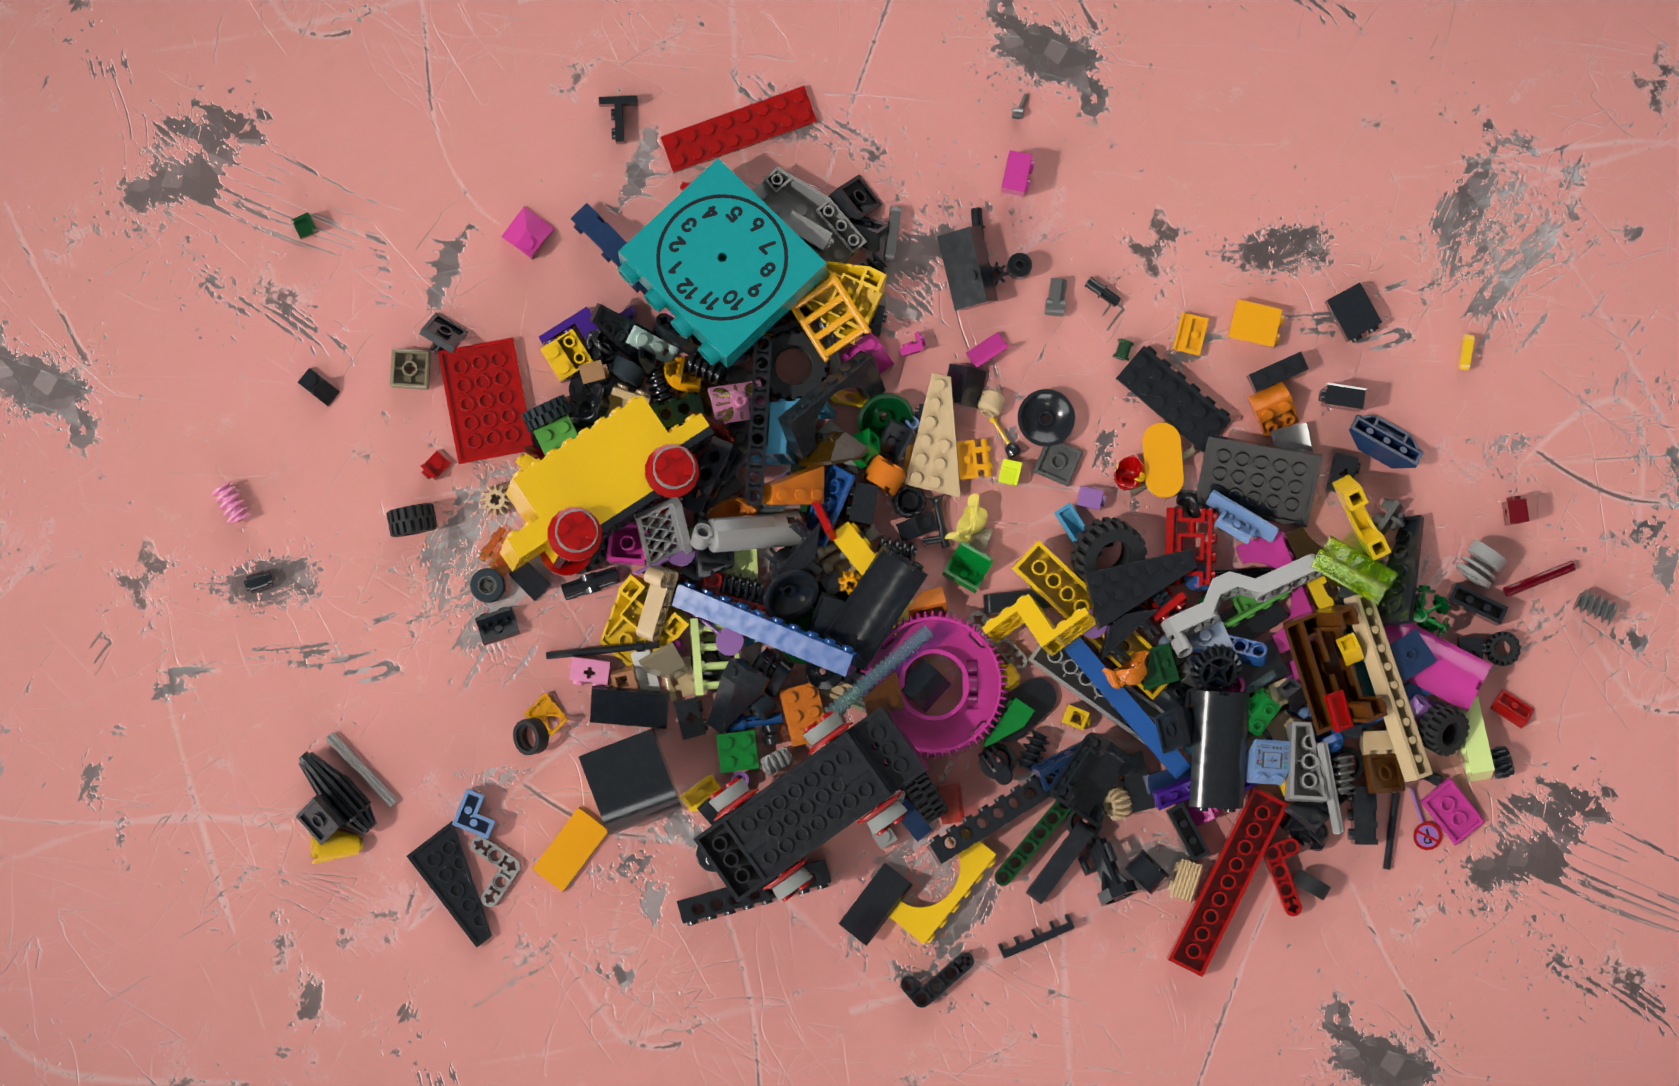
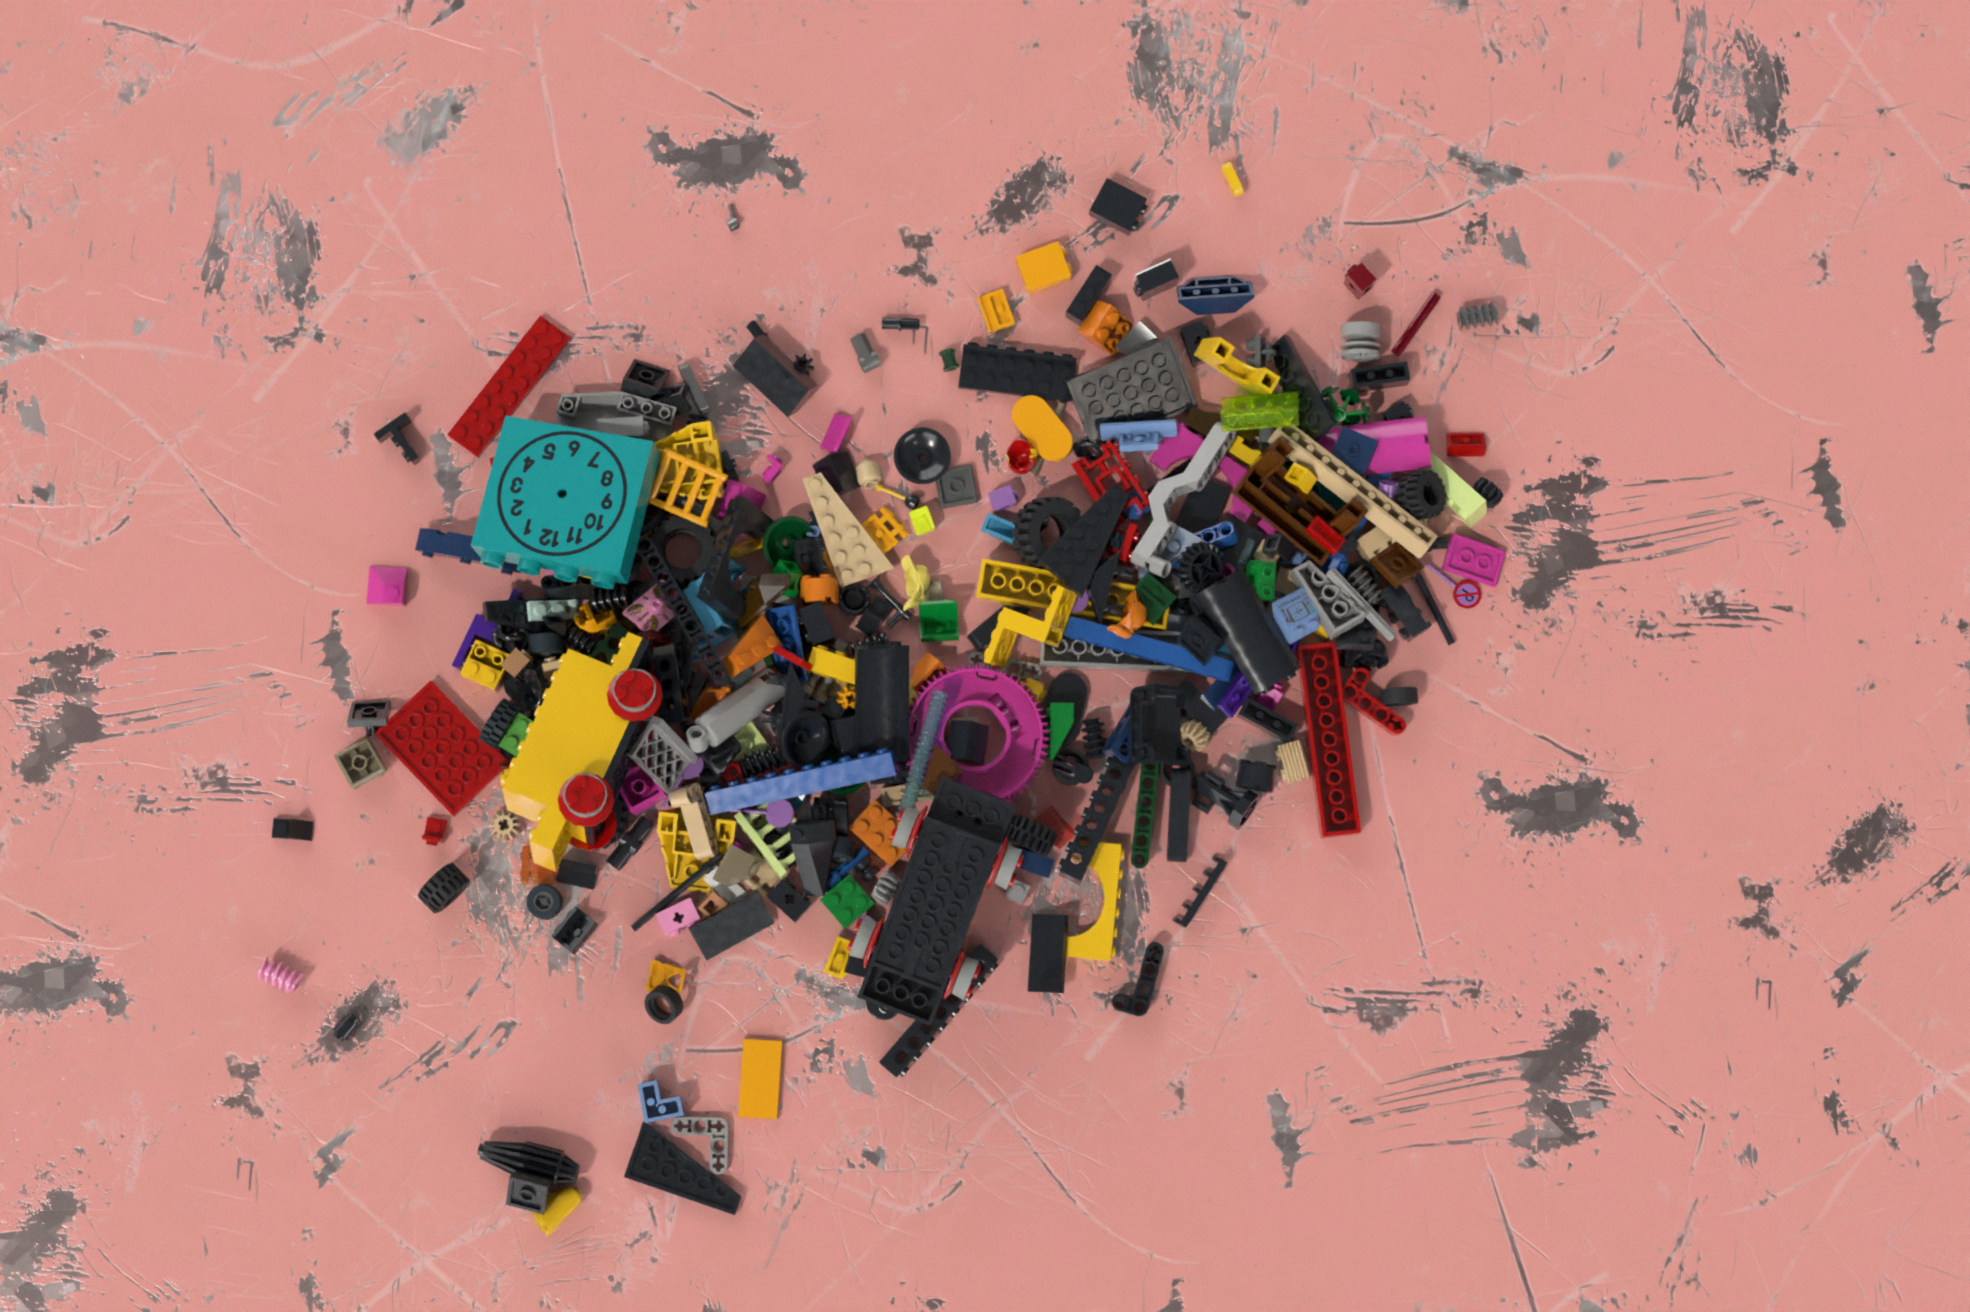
camera: 35 degrees left, 5 degrees down
(304, 225) = (192, 701): dark green panel -> none
(361, 769) = (537, 1128): light grey axle -> none
(630, 781) = (772, 984): black brick -> none
(823, 682) = (884, 790): black dish -> none
(1016, 173) = (763, 268): dark pink brick -> none
(1019, 266) = (817, 346): black wheel -> none
(1068, 715) = (1103, 685): yellow brick -> none
(1247, 607) = (1192, 501): bright green bracket -> none
(1491, 648) = (1434, 394): black tyre -> none

